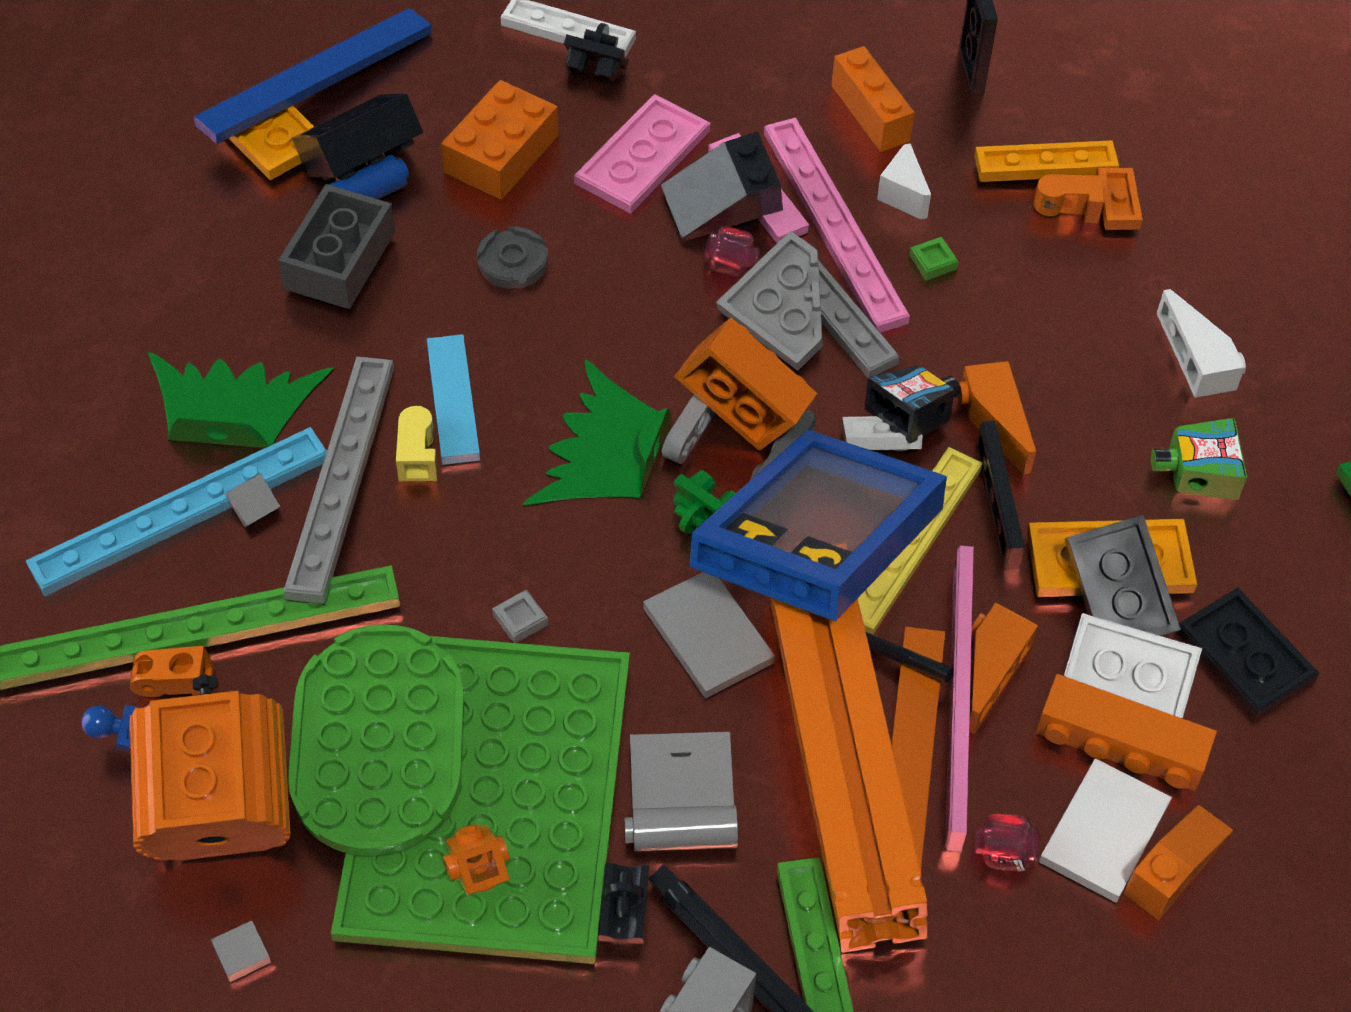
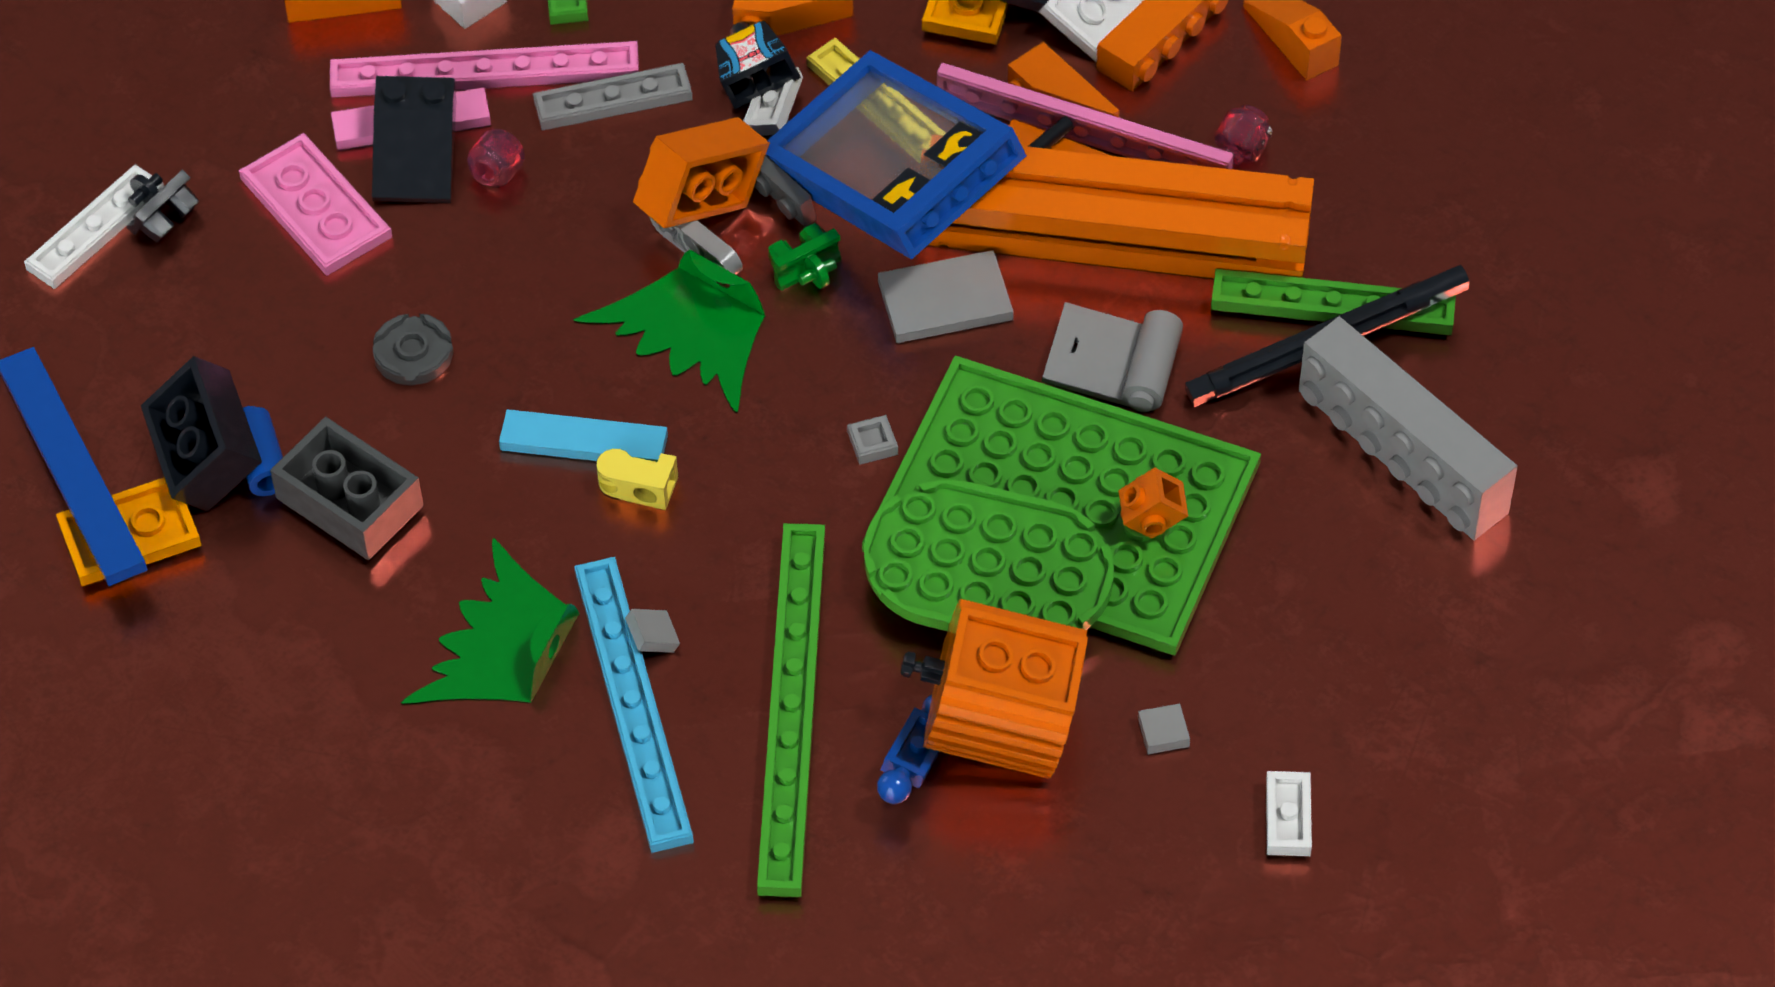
camera: 70 degrees left, 0 degrees up
(169, 671) = (842, 730): orange leg -> none
(339, 481) = (654, 547): light grey tile -> none
(500, 139) = (250, 315): orange brick -> none
(624, 904) = (1217, 417): black hips -> none
(781, 301) = (579, 132): light grey plate -> none
(1000, 495) = (880, 32): black tile -> none
(1105, 830) = (1246, 68): white tile -> none

